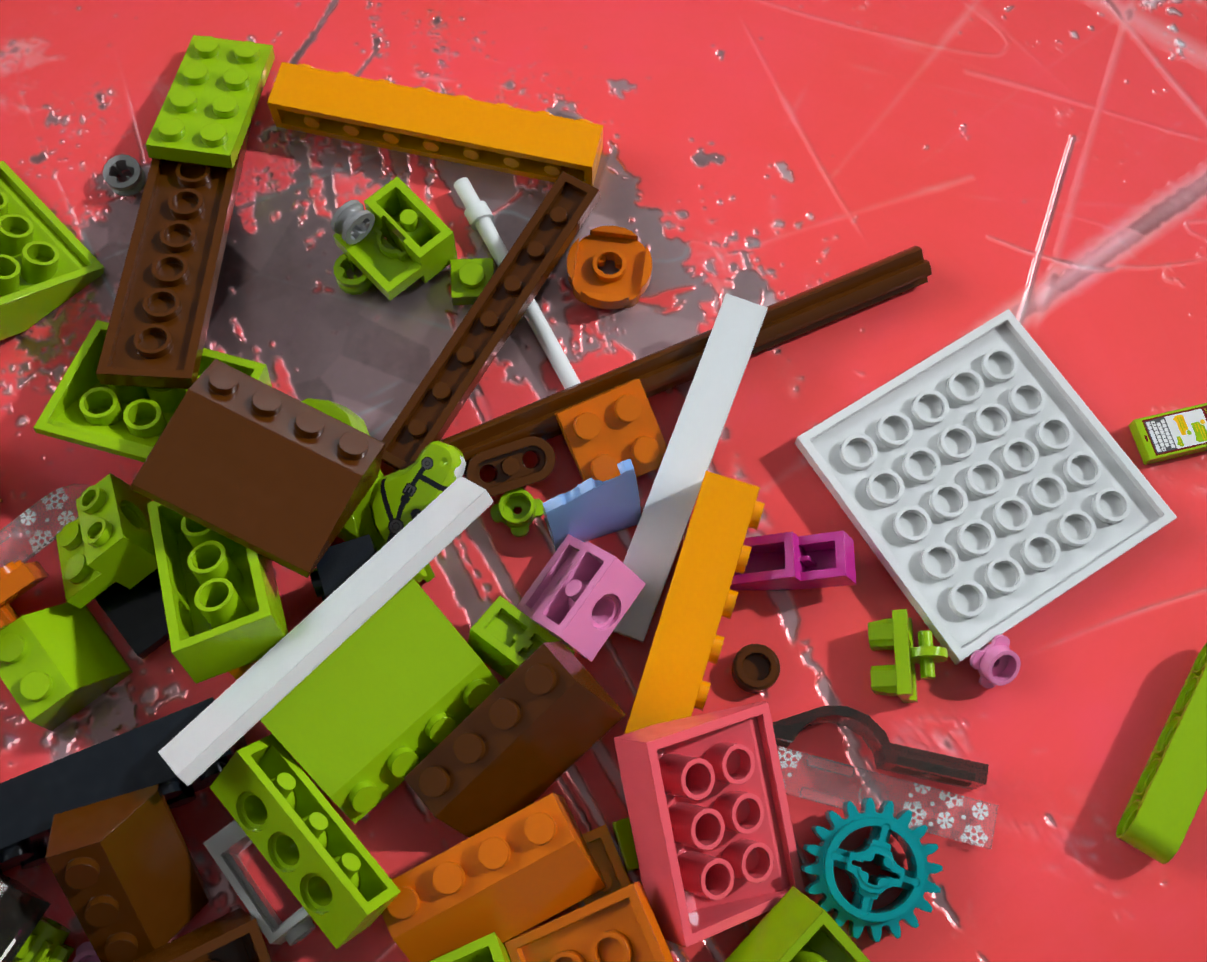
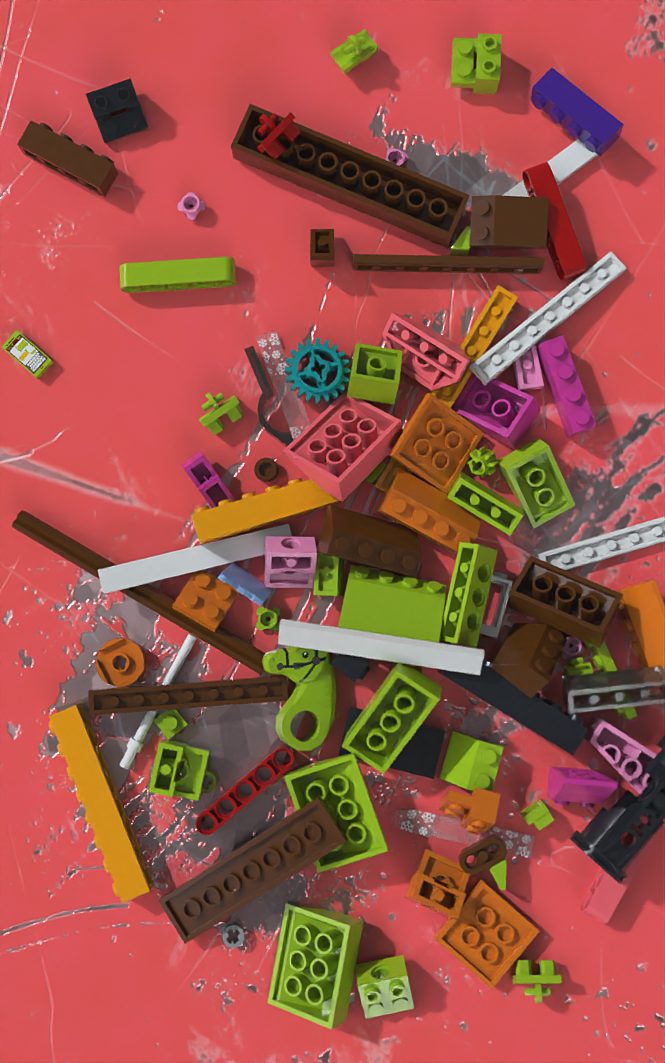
camera: 120 degrees left, 15 degrees up
(106, 542) = (410, 782): lime brick -> none
(211, 102) = (165, 922): lime plate -> none
(260, 467) = (336, 731): reddish brown slope -> none
(293, 295) = (239, 799): none -> red beam
(352, 222) = (187, 793): light grey bush -> none
(509, 466) = (253, 633): reddish brown plate -> none
(983, 484) = (112, 426): white plate -> none
(996, 662) = (194, 372): bright pink plate -> none

